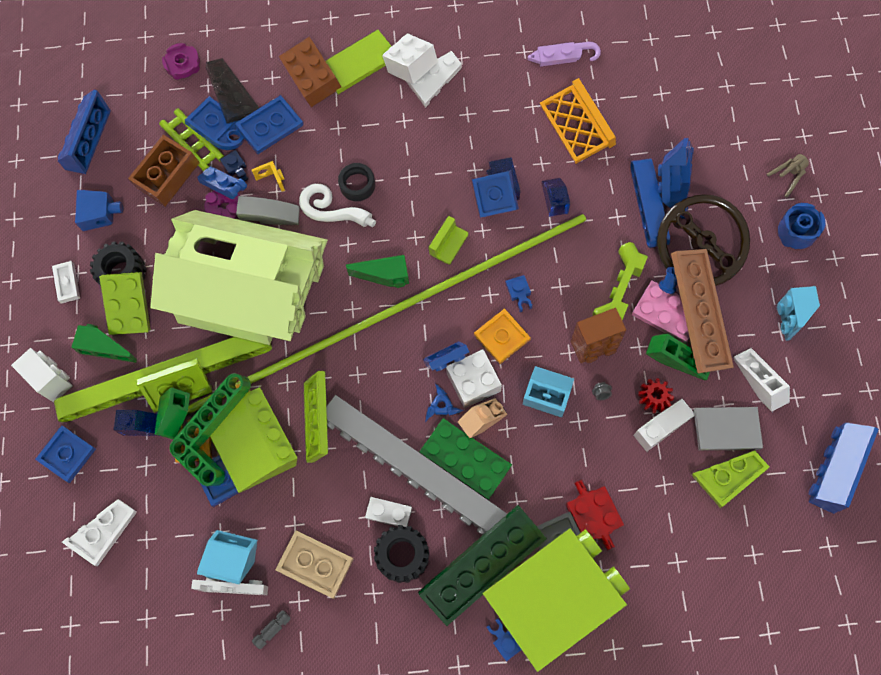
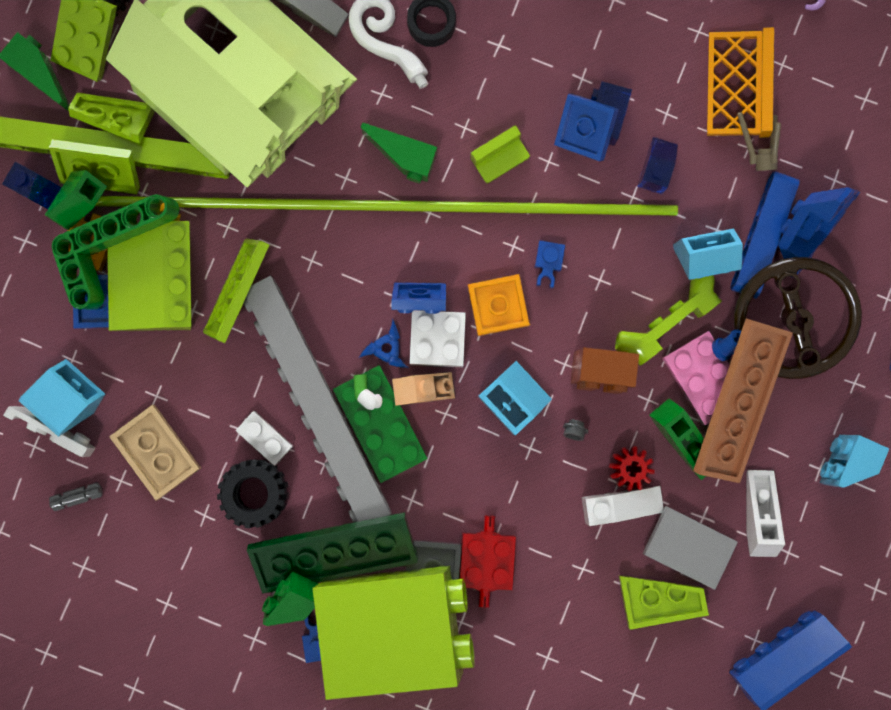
camera: 20 degrees right, 15 degrees up
(171, 346) = (117, 116): none -> lime wing
(444, 442) = (364, 395): none -> arm
(472, 618) = (290, 602): none -> green slope
(622, 155) = (767, 157): none -> dark tan plant
(622, 228) = (710, 253): none -> medium azure slope

